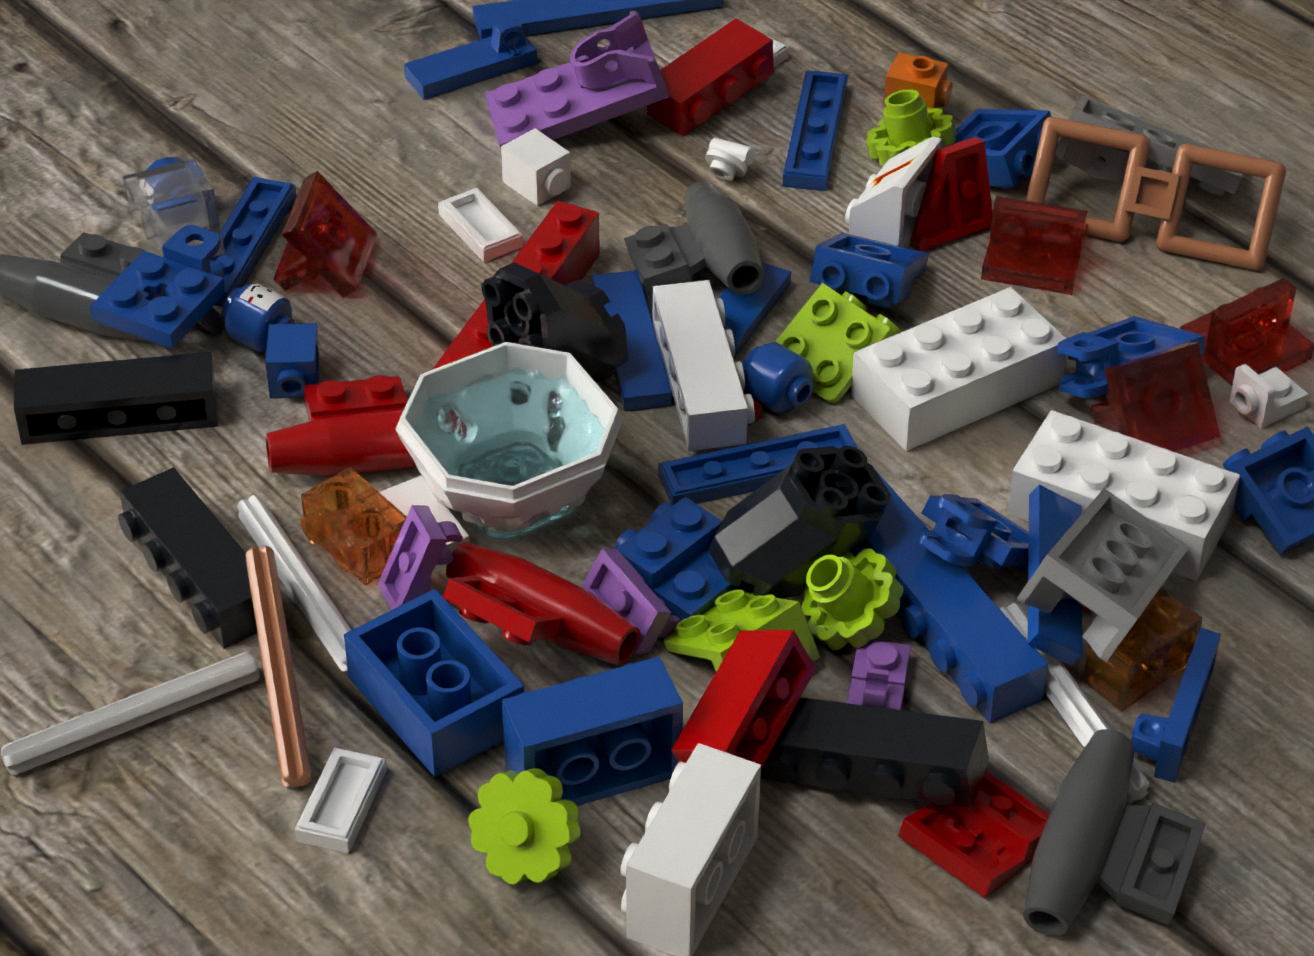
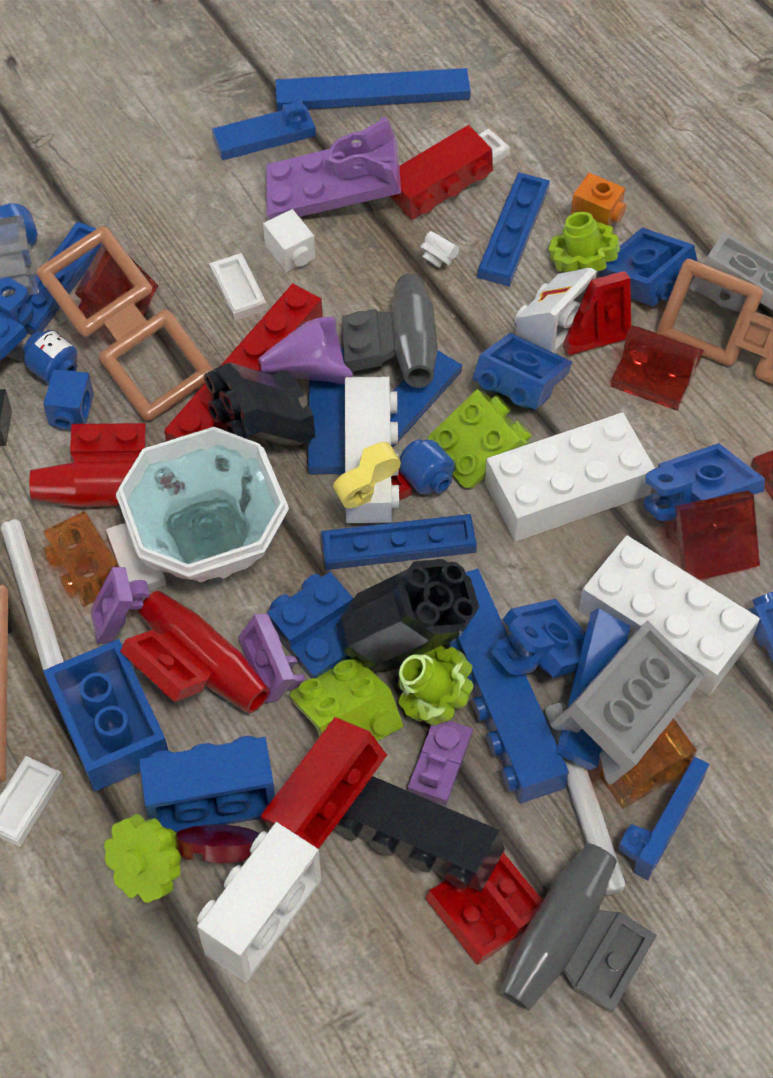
camera: 10 degrees right, 15 degrees up
(351, 265) = (124, 322): none -> nougat bar
(607, 263) = (309, 353): none -> medium lavender hat
(617, 797) = (216, 842): none -> dark red tile
(702, 386) = (358, 484): none -> light yellow piece

